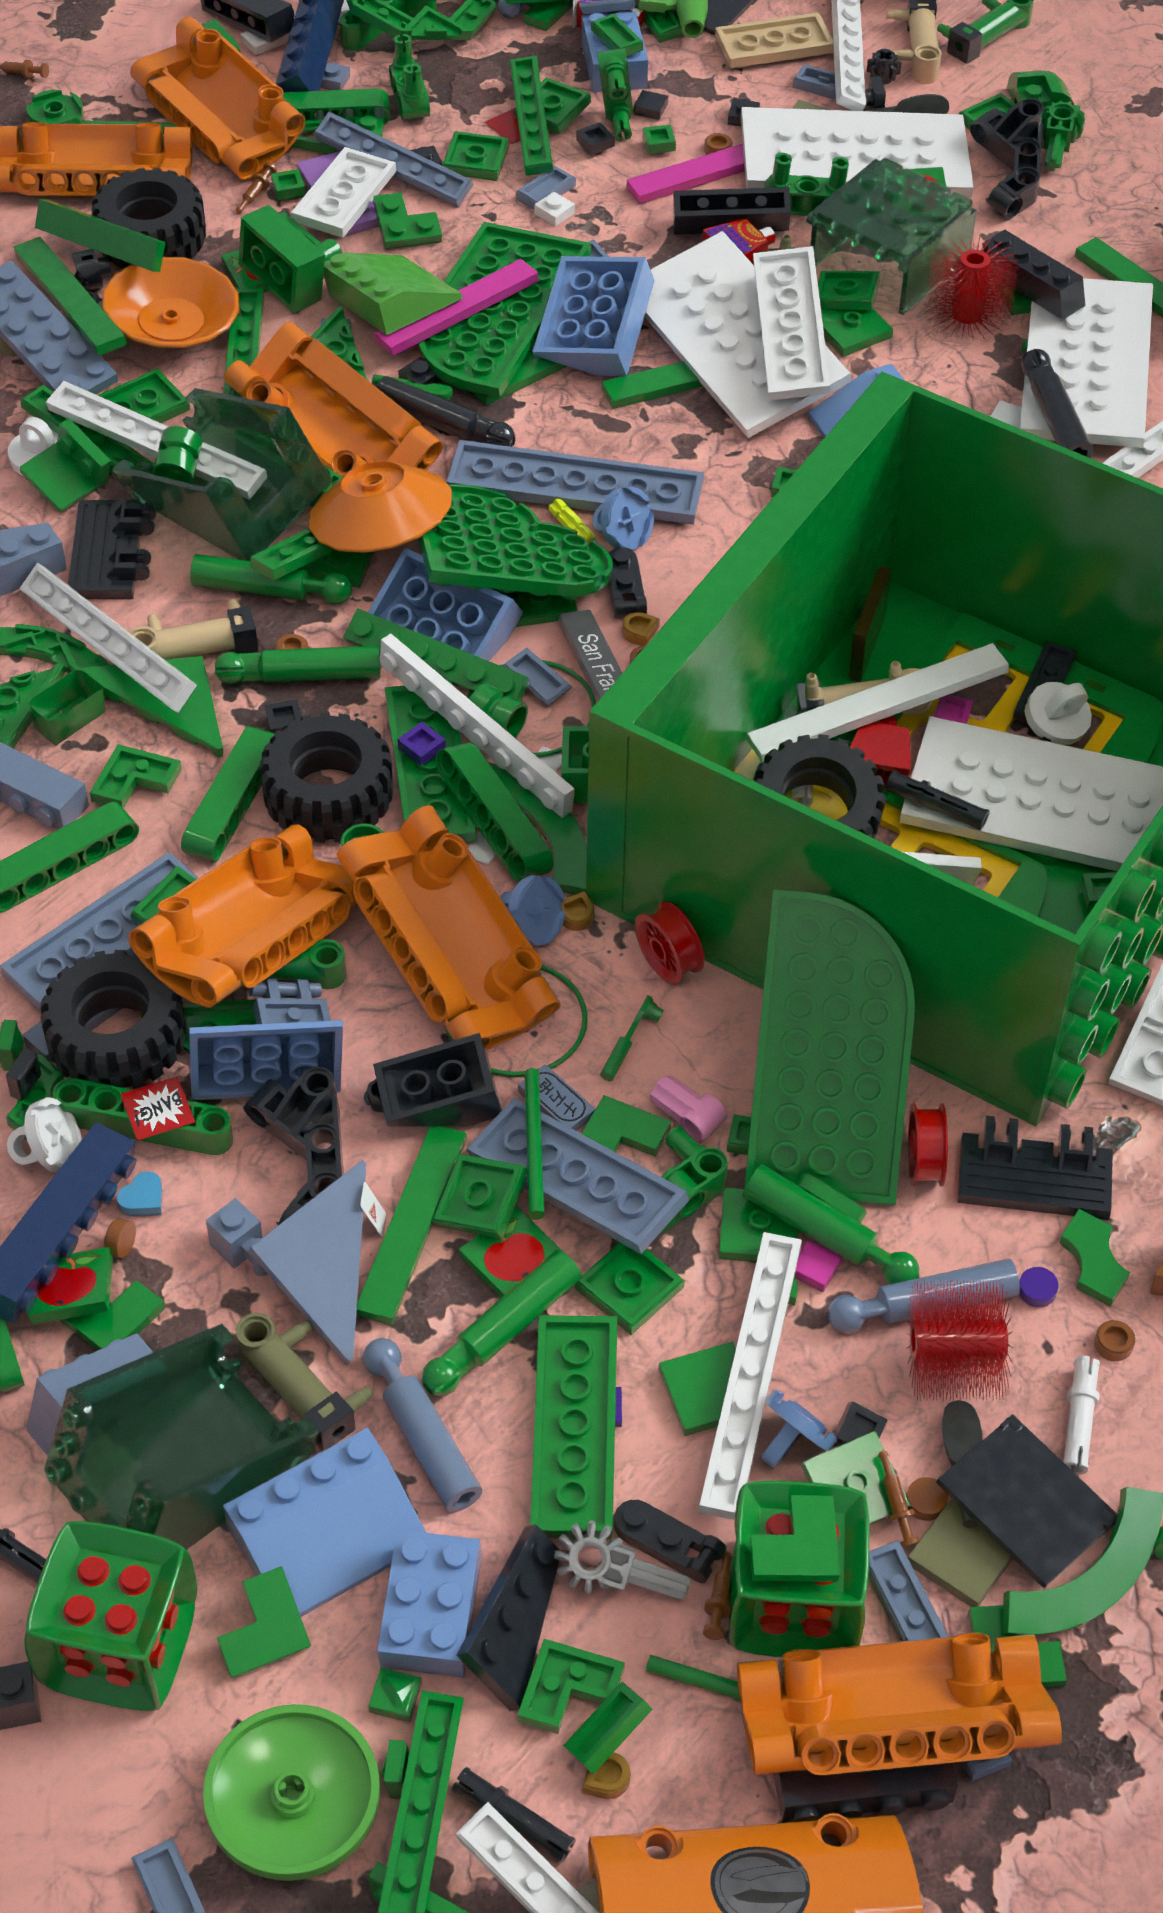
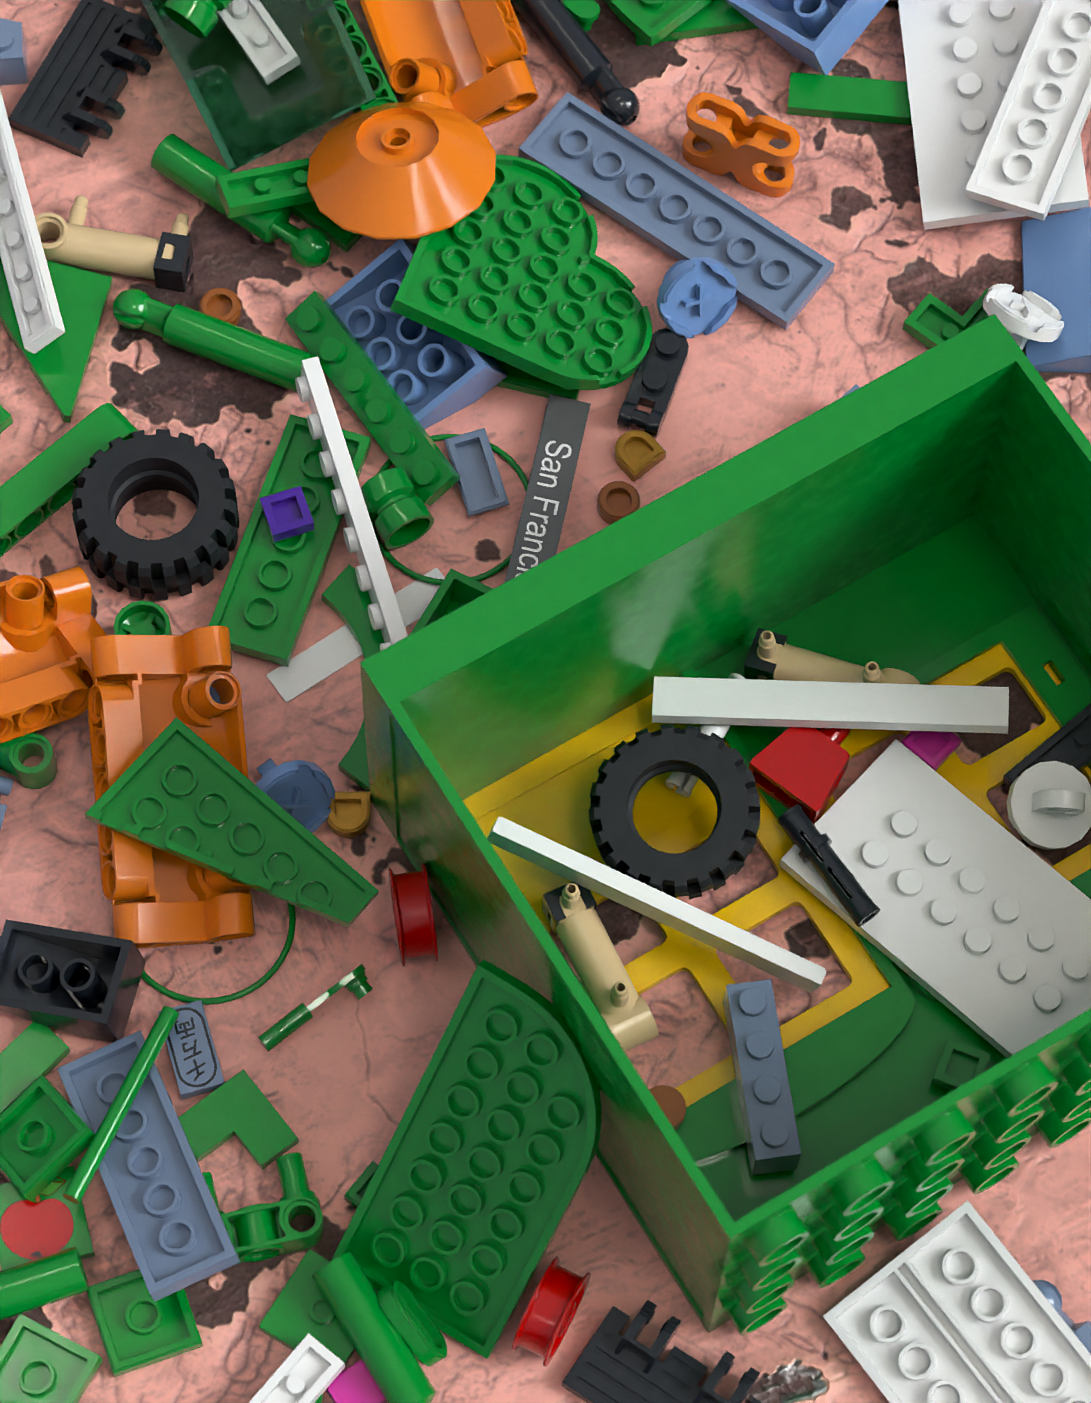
camera: 25 degrees right, 15 degrees up
(281, 714) = (158, 405): black plate -> none
(492, 927) = (212, 815): none -> green wing
(494, 811) = (317, 644): green beam -> none
(570, 519) = (640, 266): neon yellow axle -> none
(600, 424) = (740, 144): none -> orange piece
(694, 1113) = (328, 1139): bright pink piece -> none
(869, 624) = (895, 580): tile -> none

